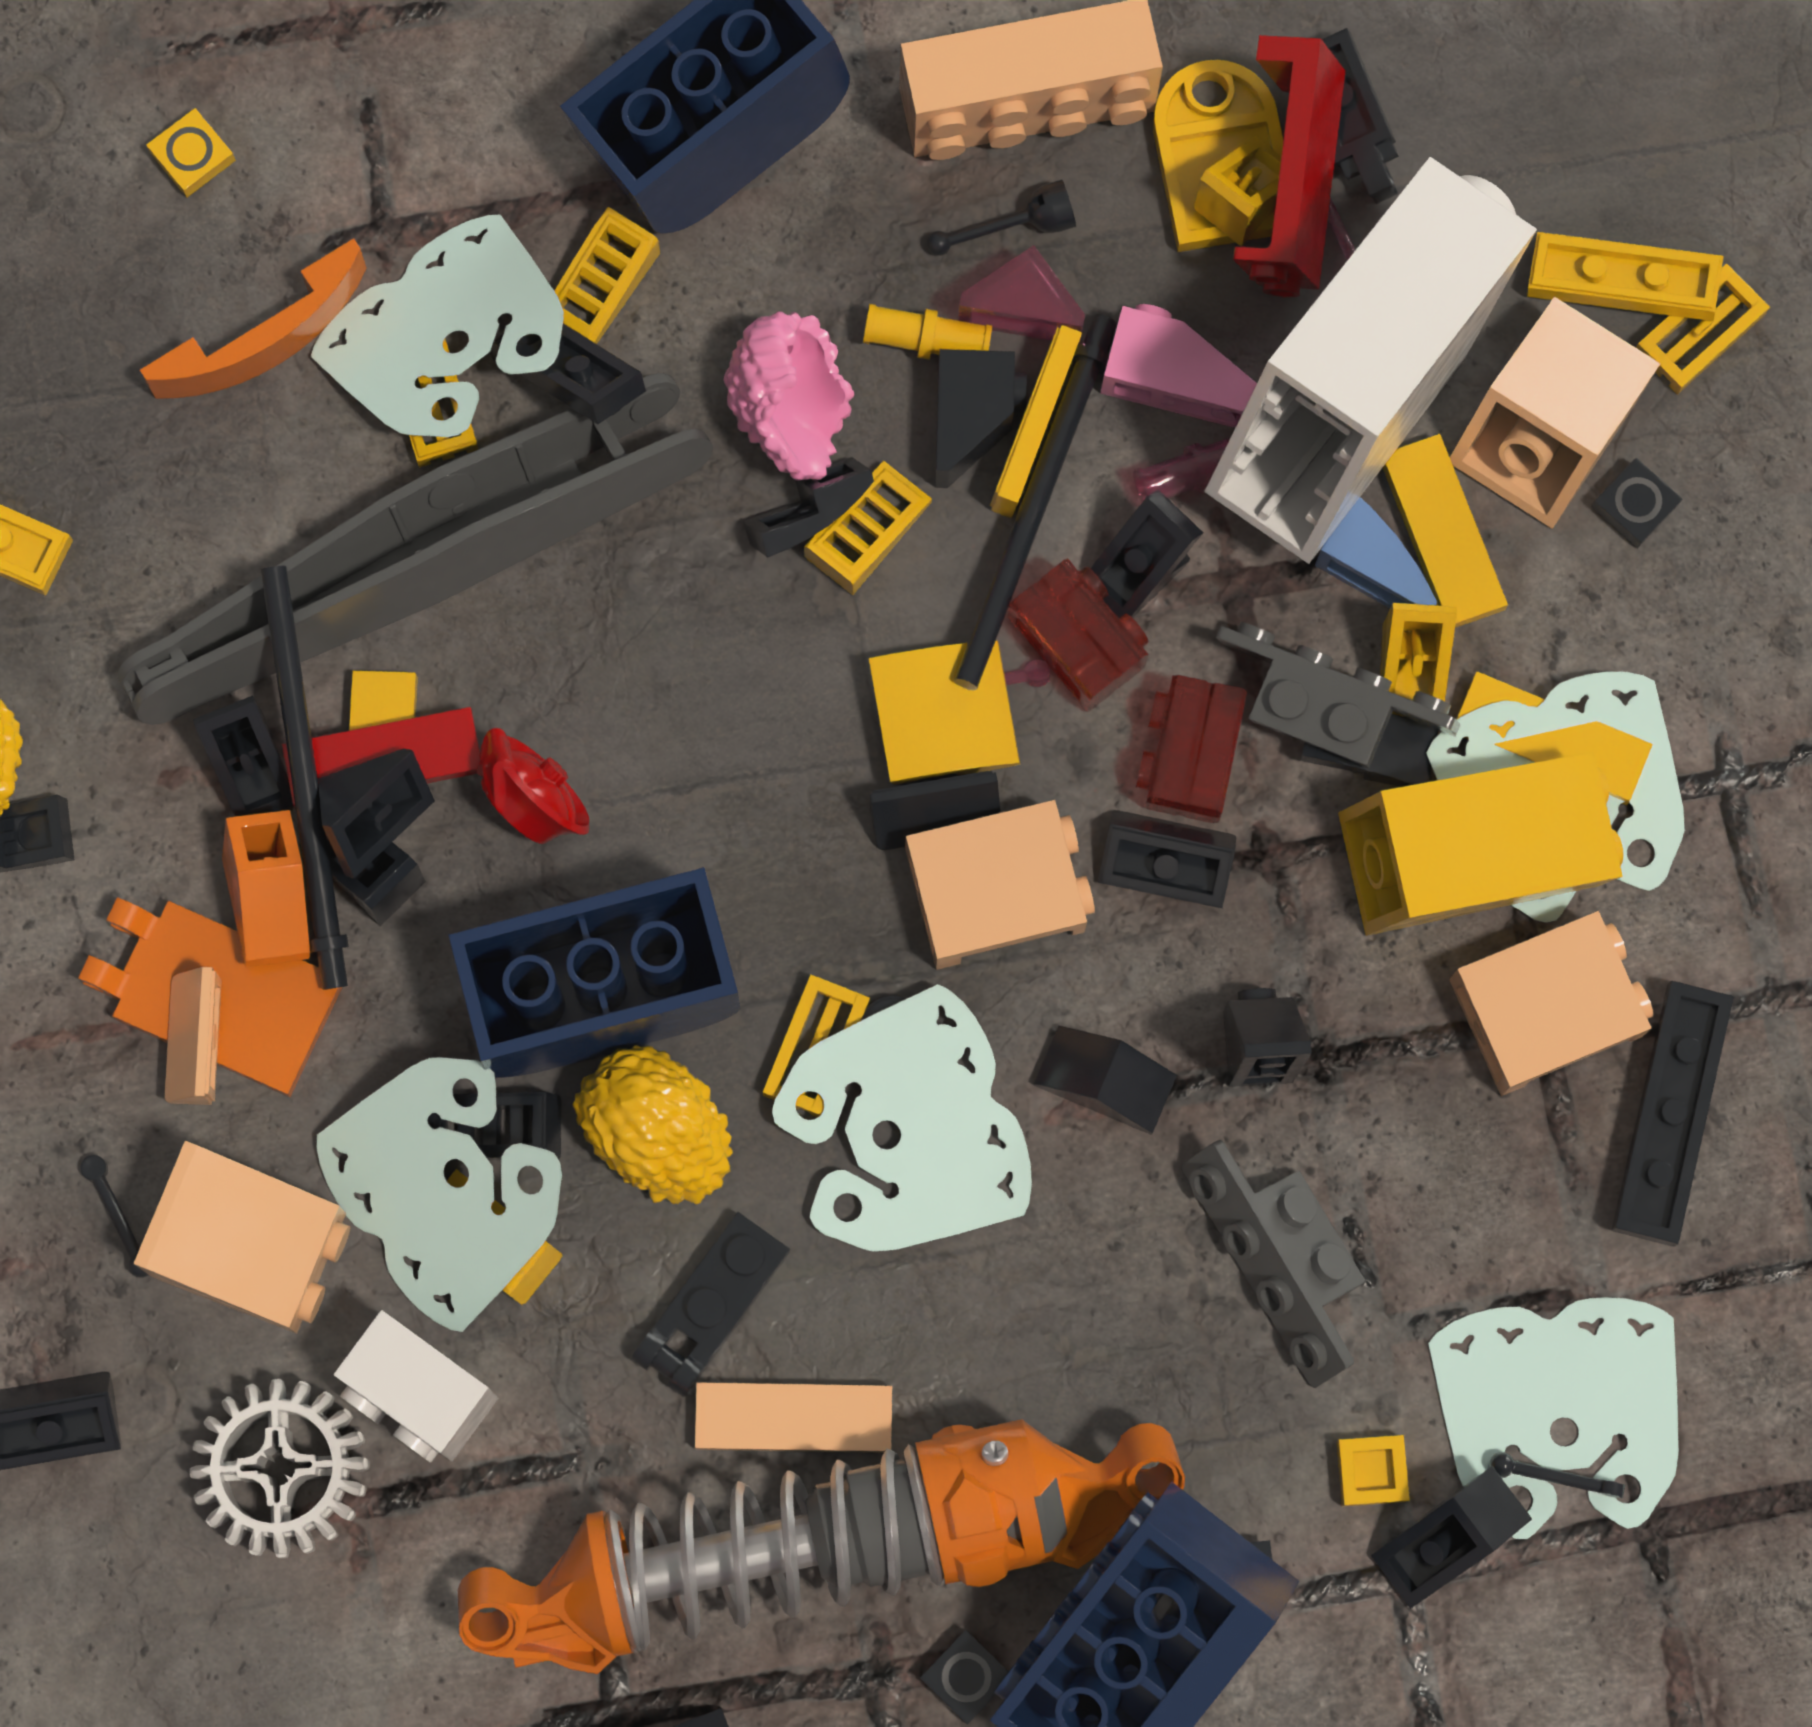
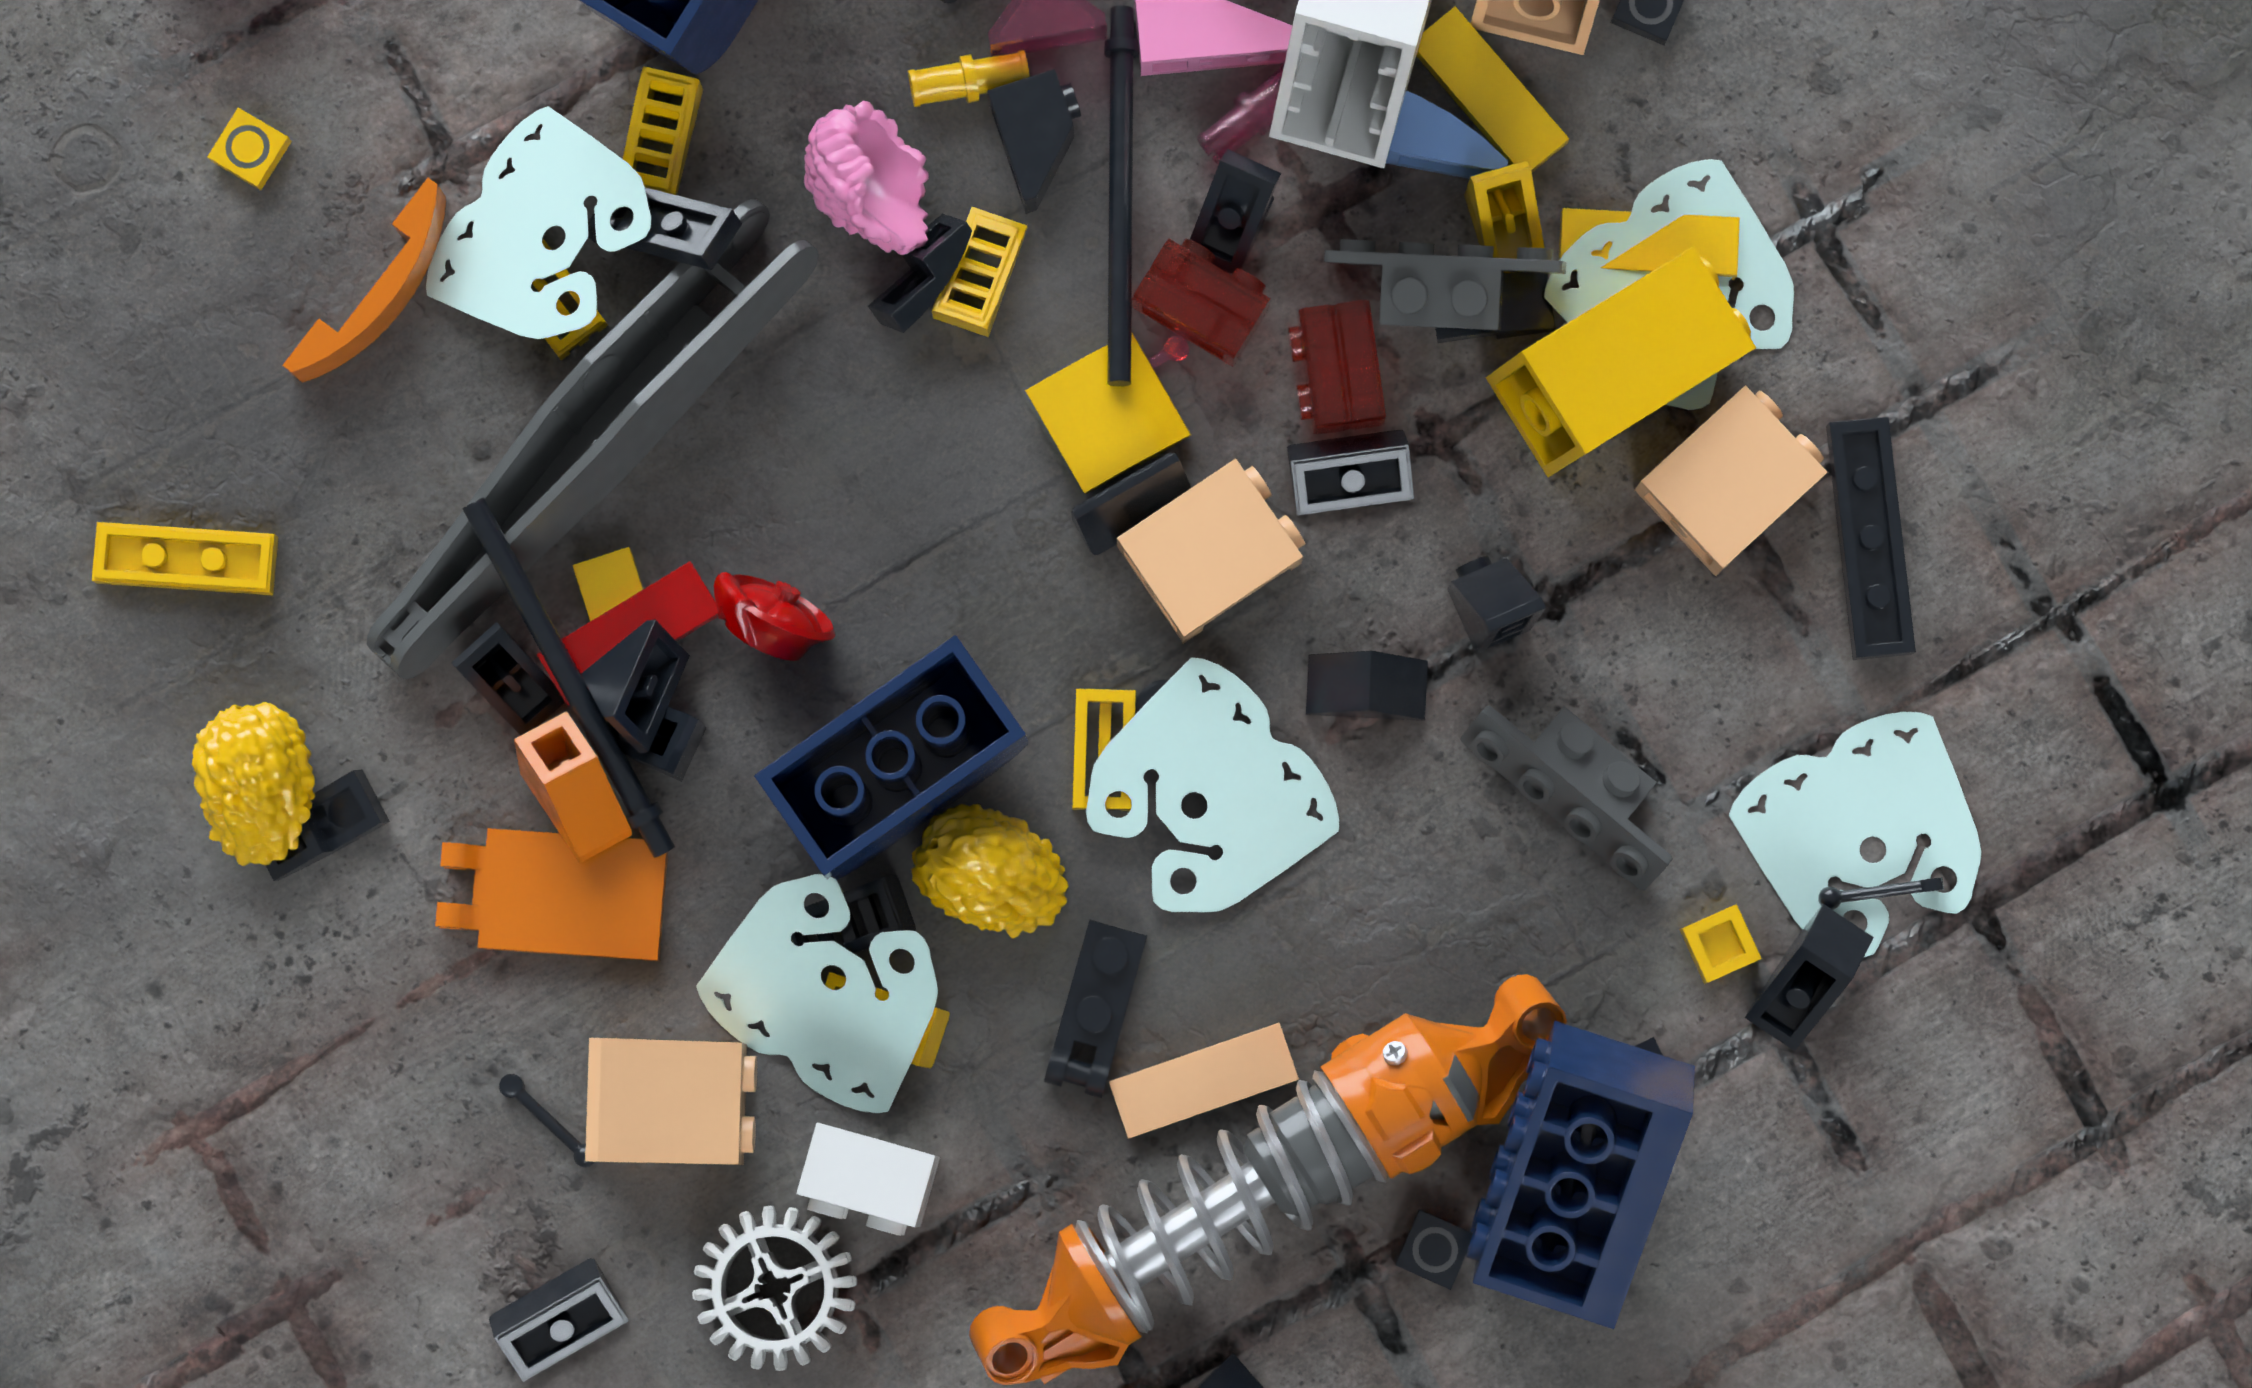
camera: 15 degrees left, 5 degrees up
(193, 1037) = (556, 941): light nougat slope -> none
(1035, 421) = (1094, 123): yellow tile -> none

